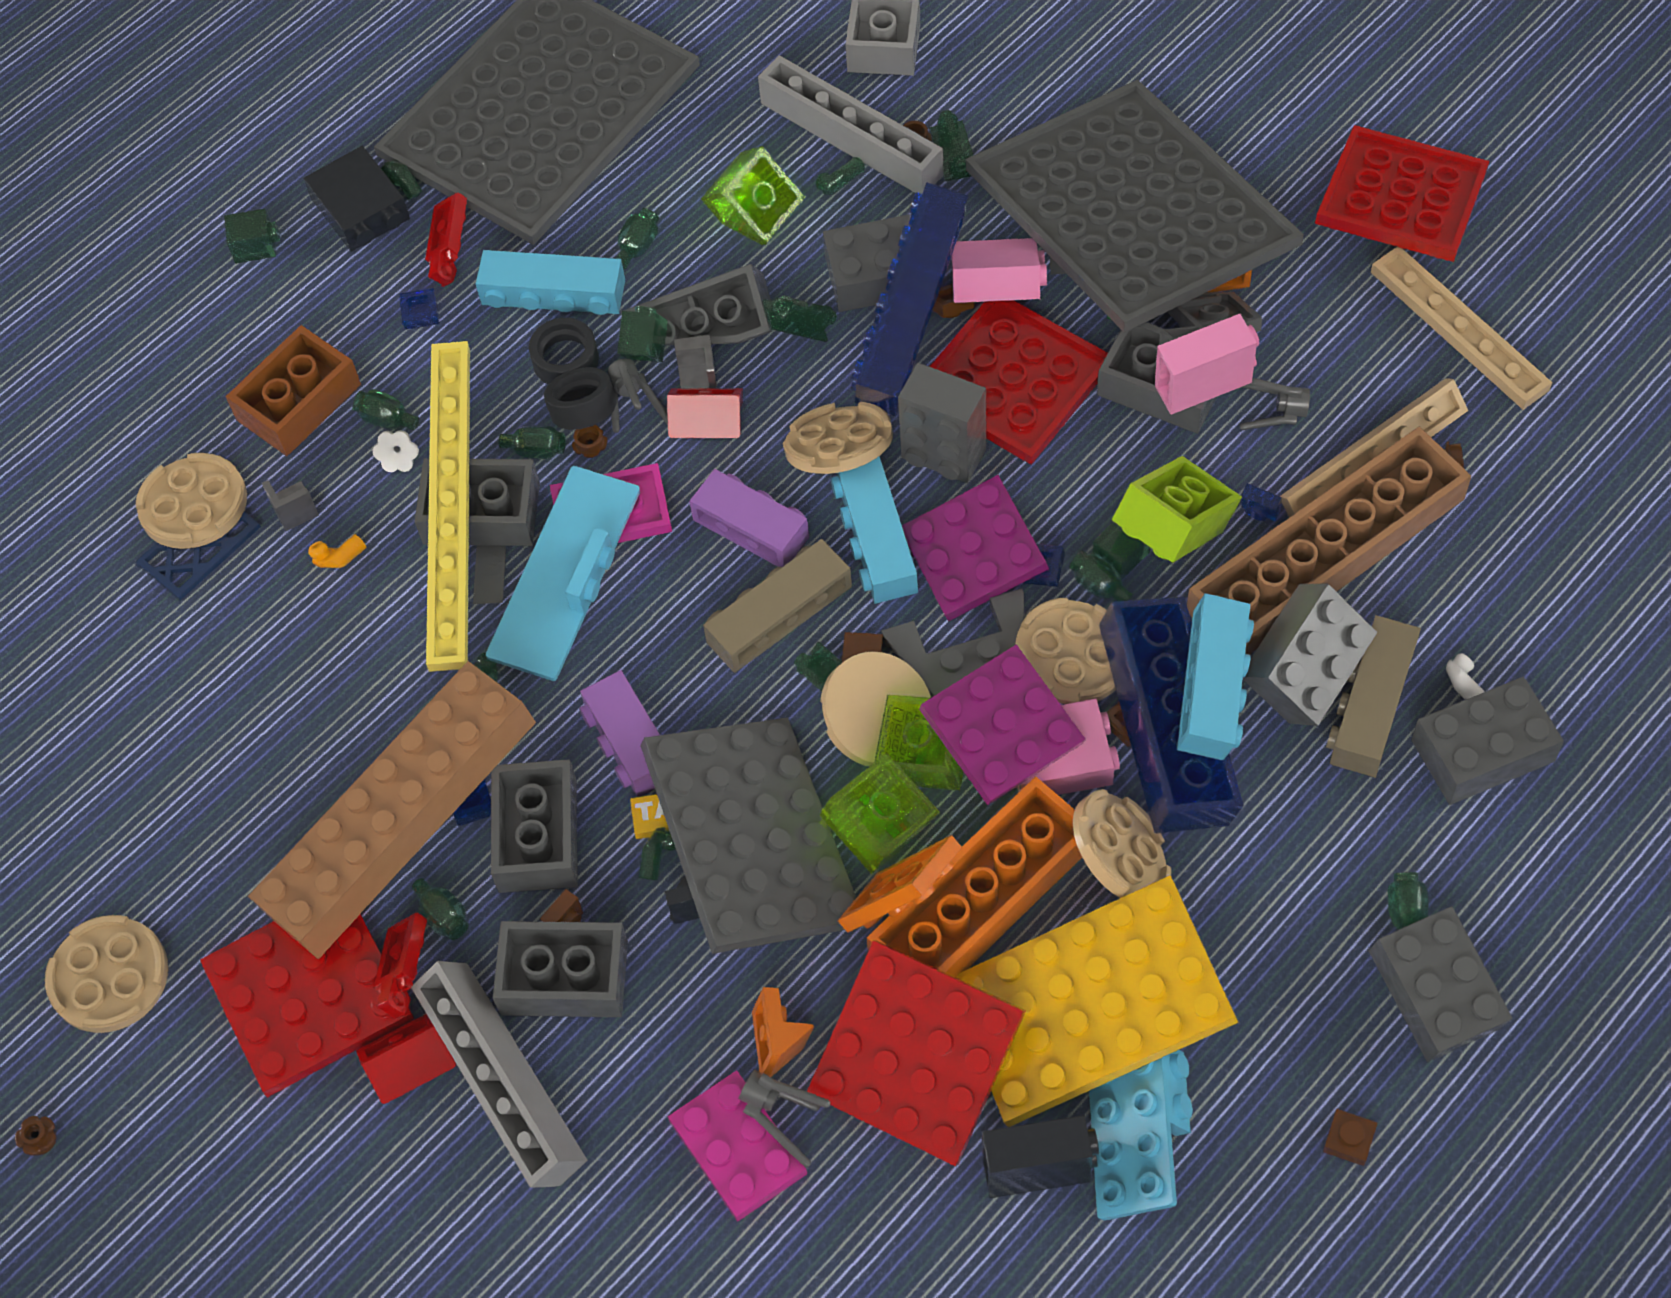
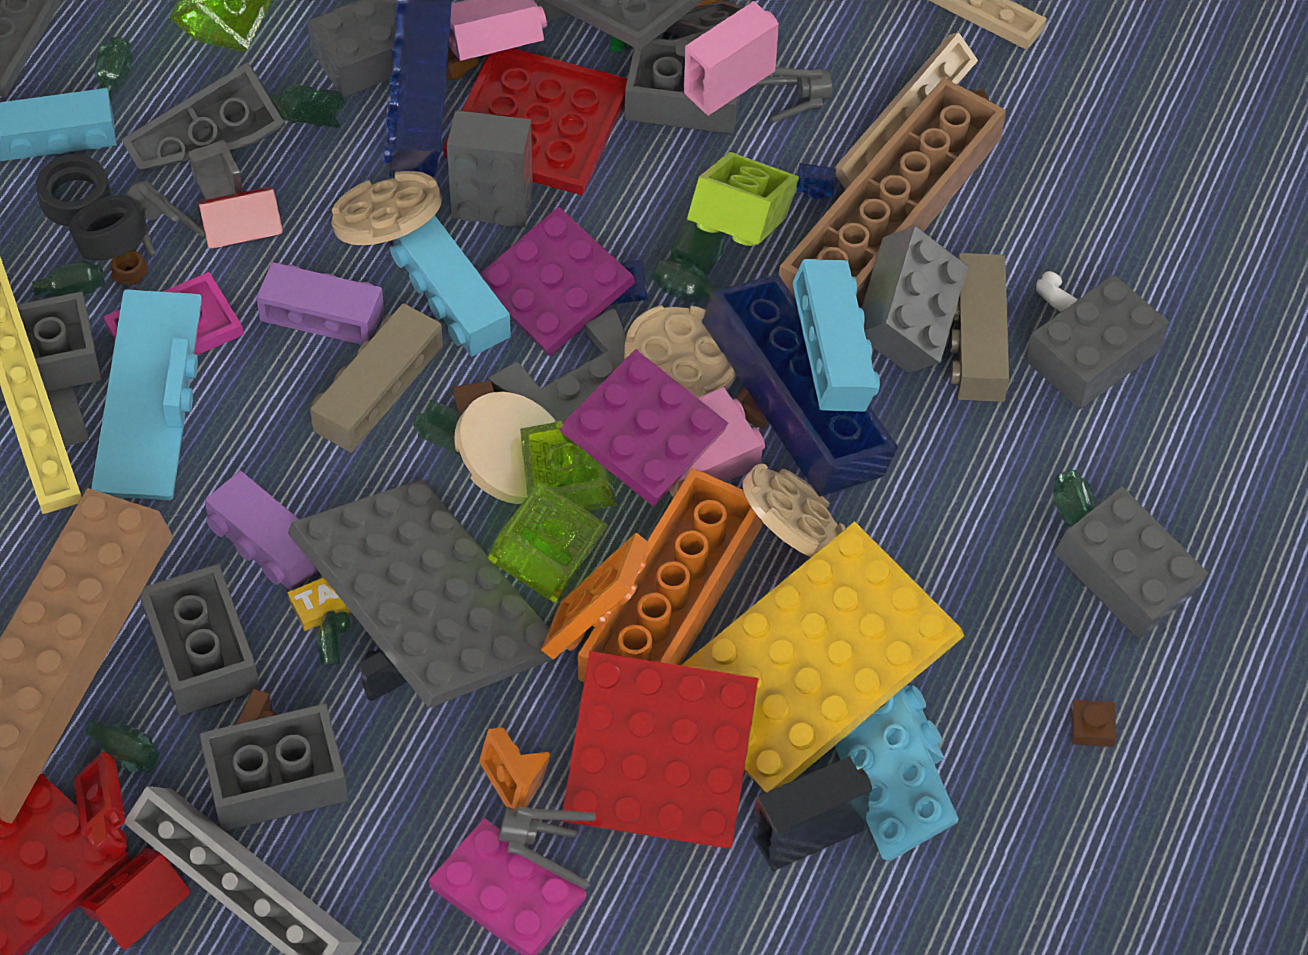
camera: 25 degrees left, 5 degrees down
(475, 806) = (129, 639): clear blue plate -> none
(642, 335) = (153, 155): clear green brick -> none

